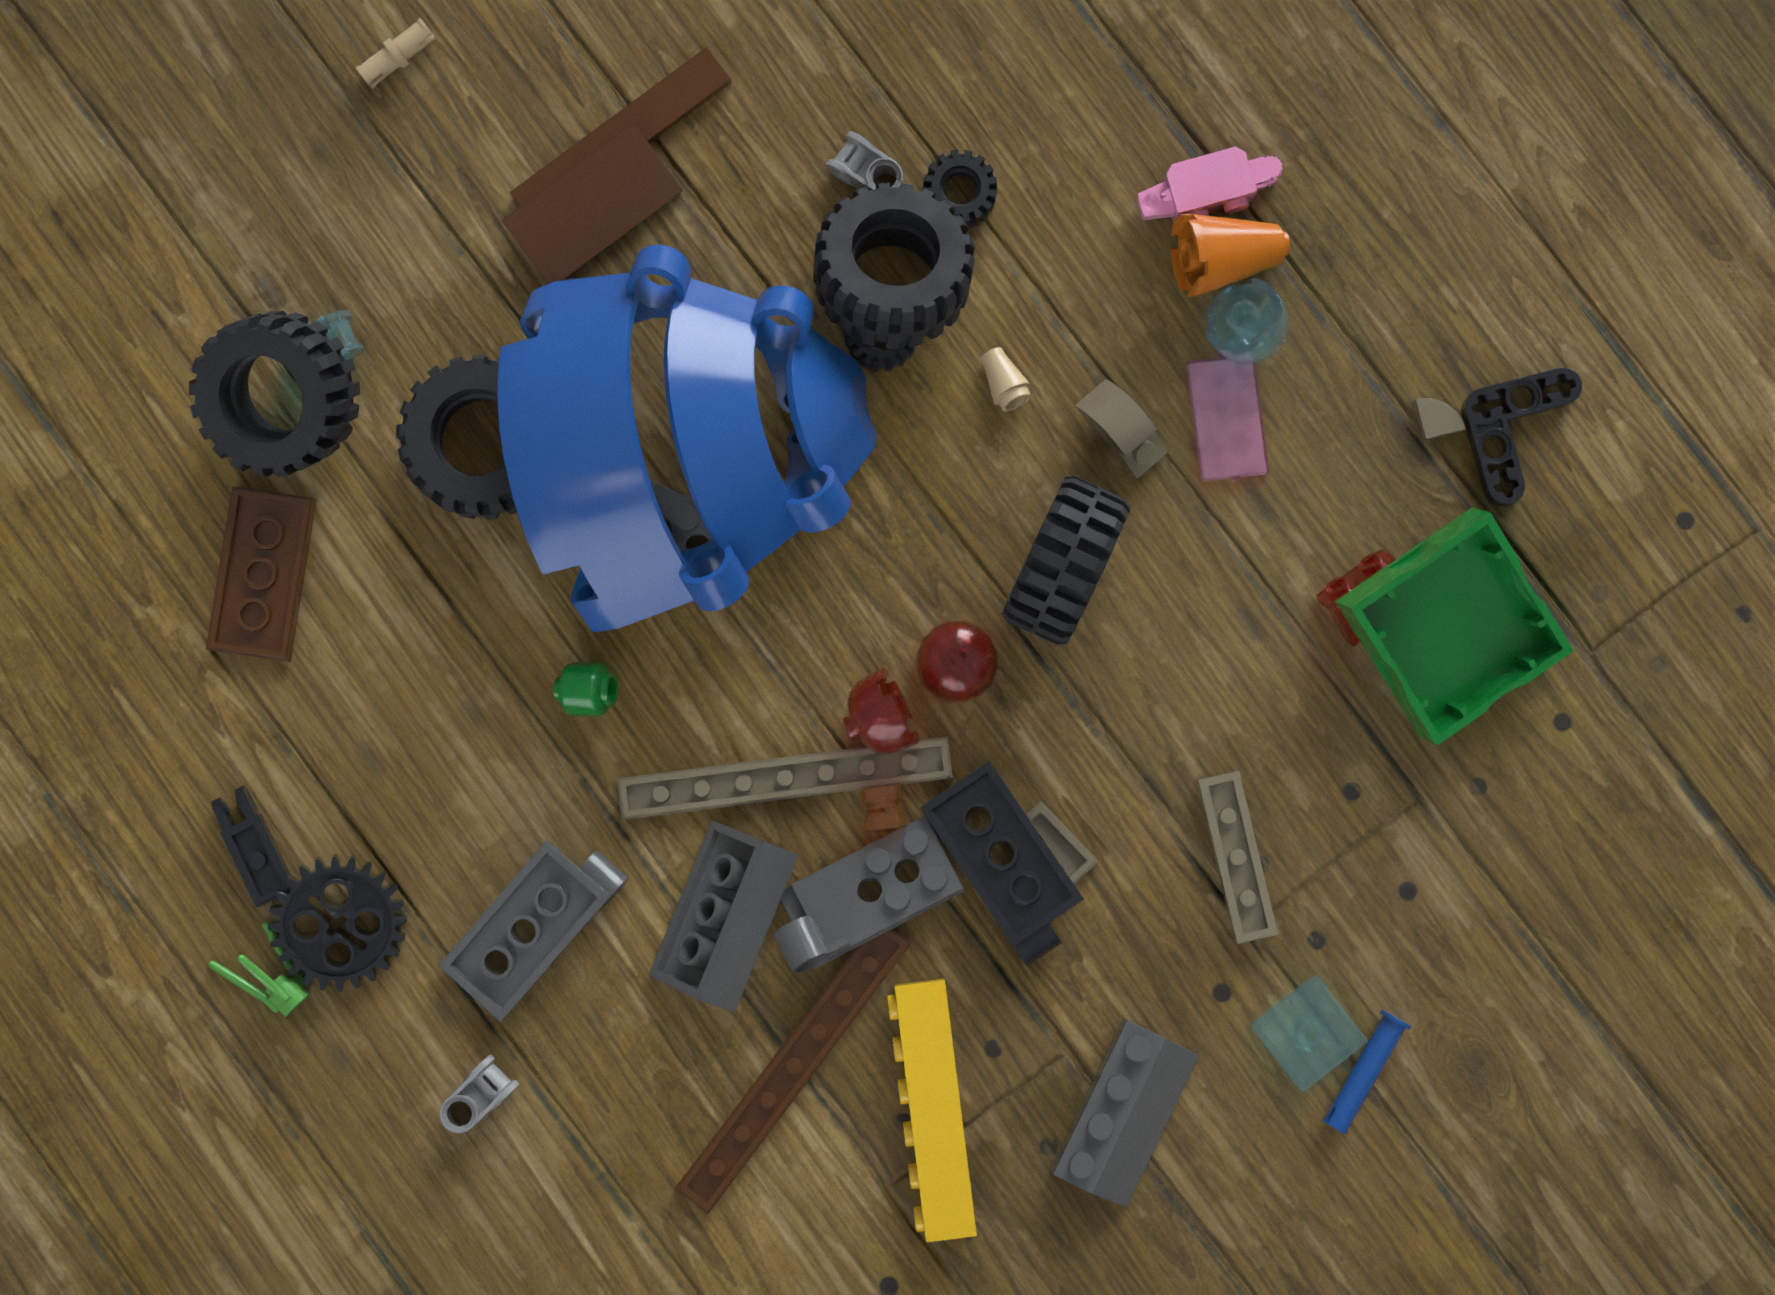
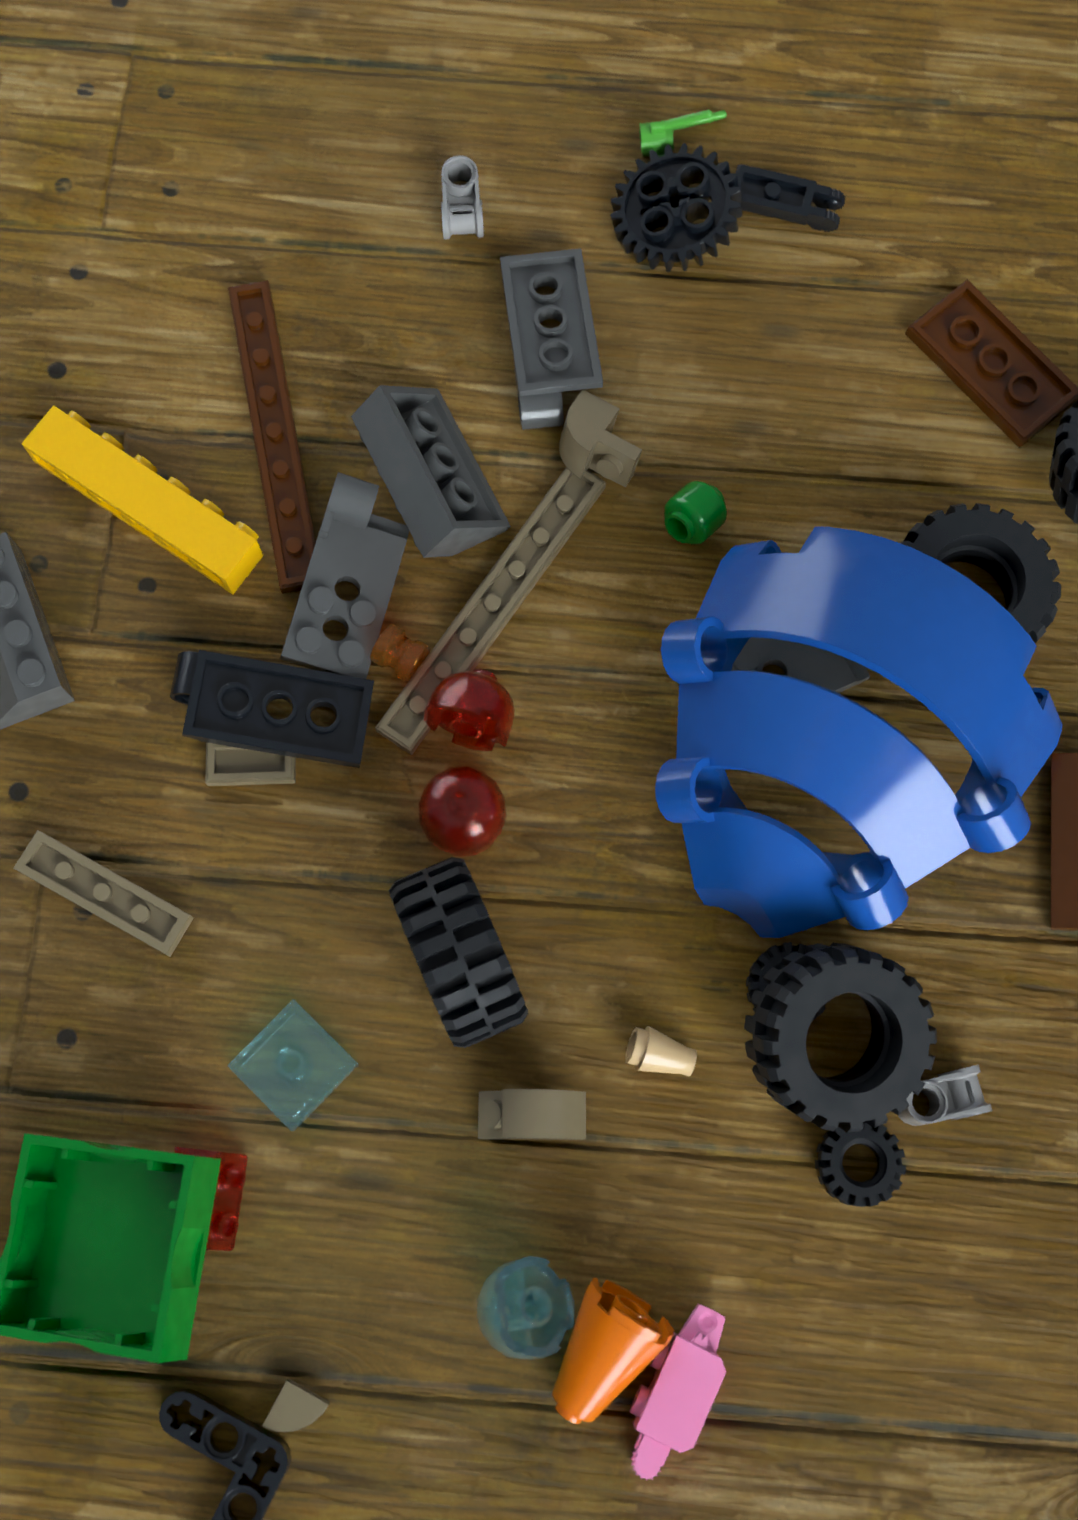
camera: 130 degrees right, 10 degrees down
(603, 815) = (590, 443): none -> dark tan brick
(1227, 419) = (460, 1217): clear pink piece -> none
(1231, 619) = (293, 1065): none -> clear light blue plate

